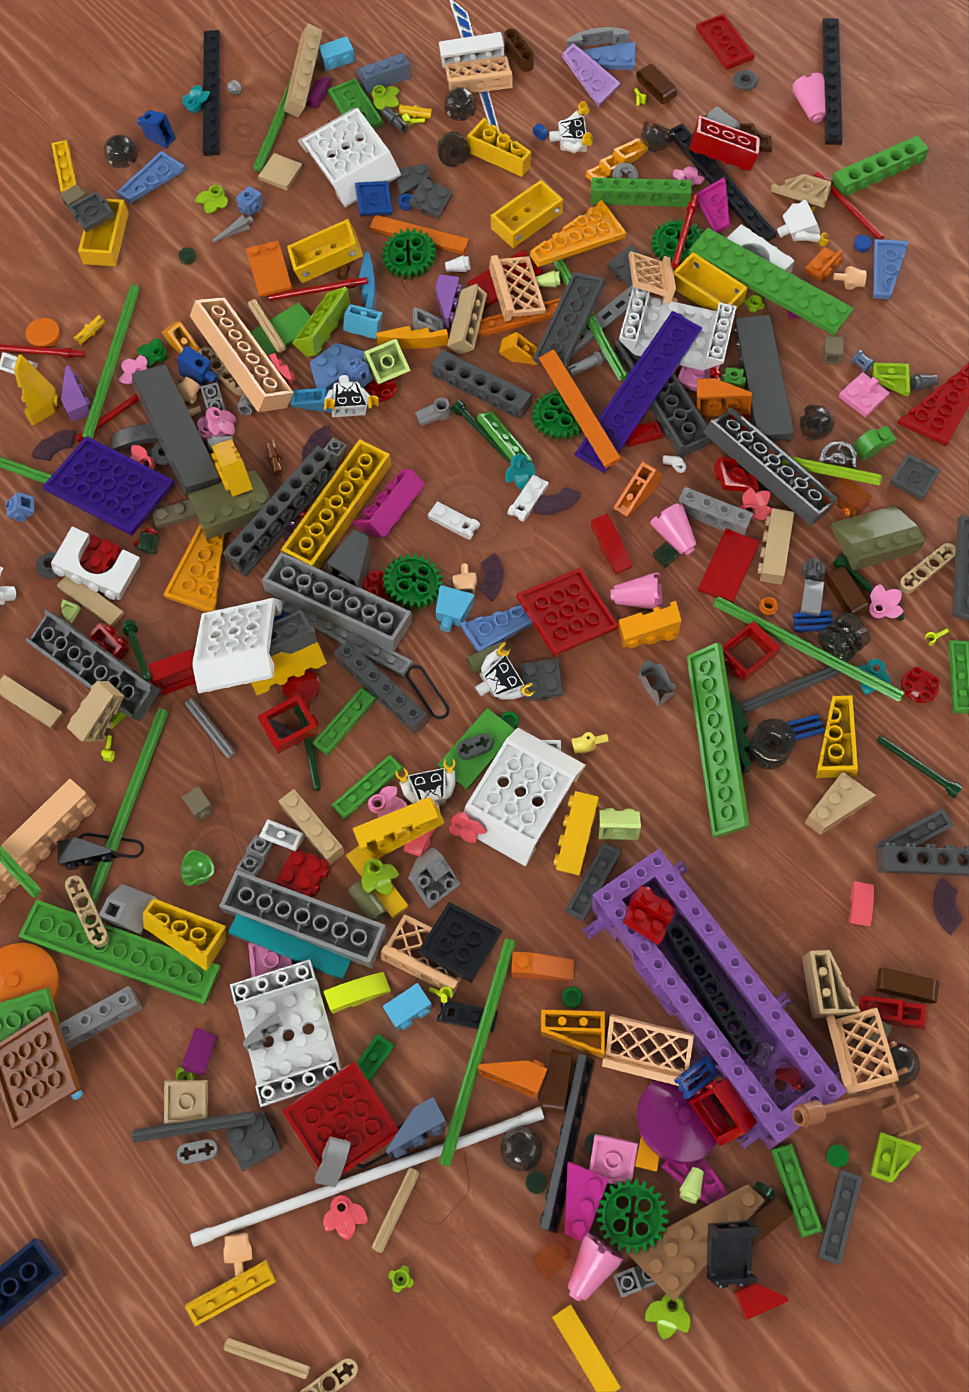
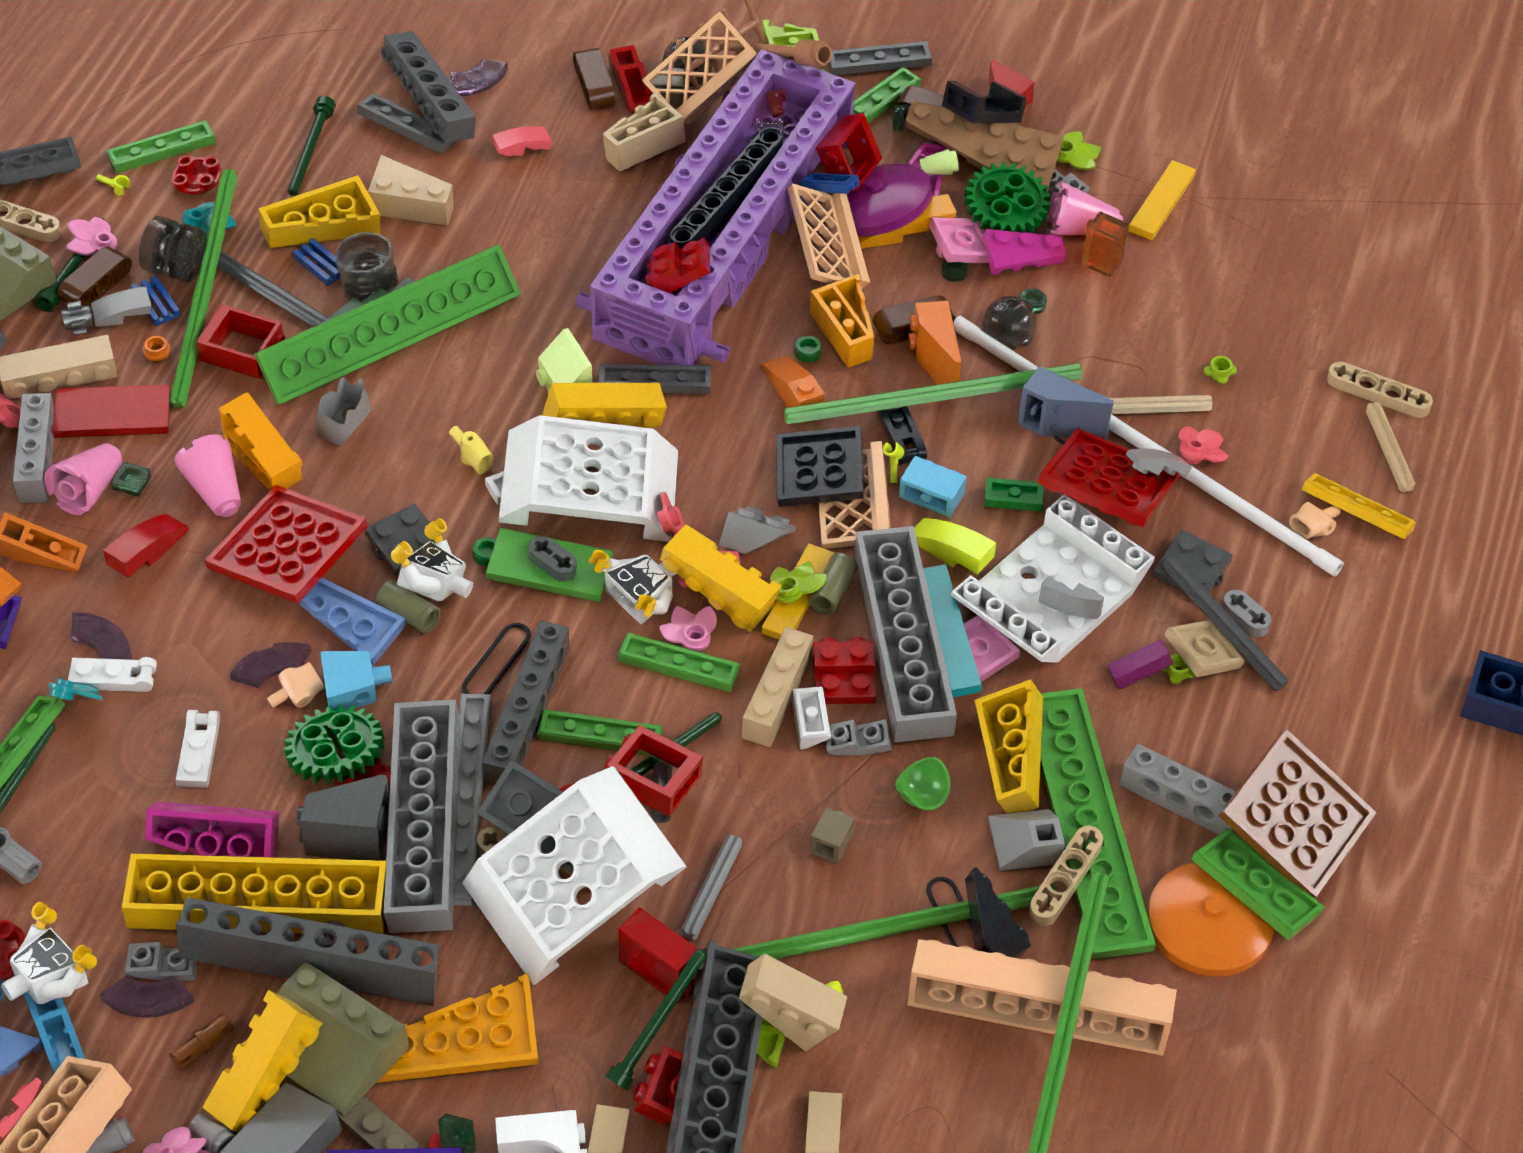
camera: 125 degrees left, 15 degrees down
(566, 1149) = (980, 283): black plate -> none

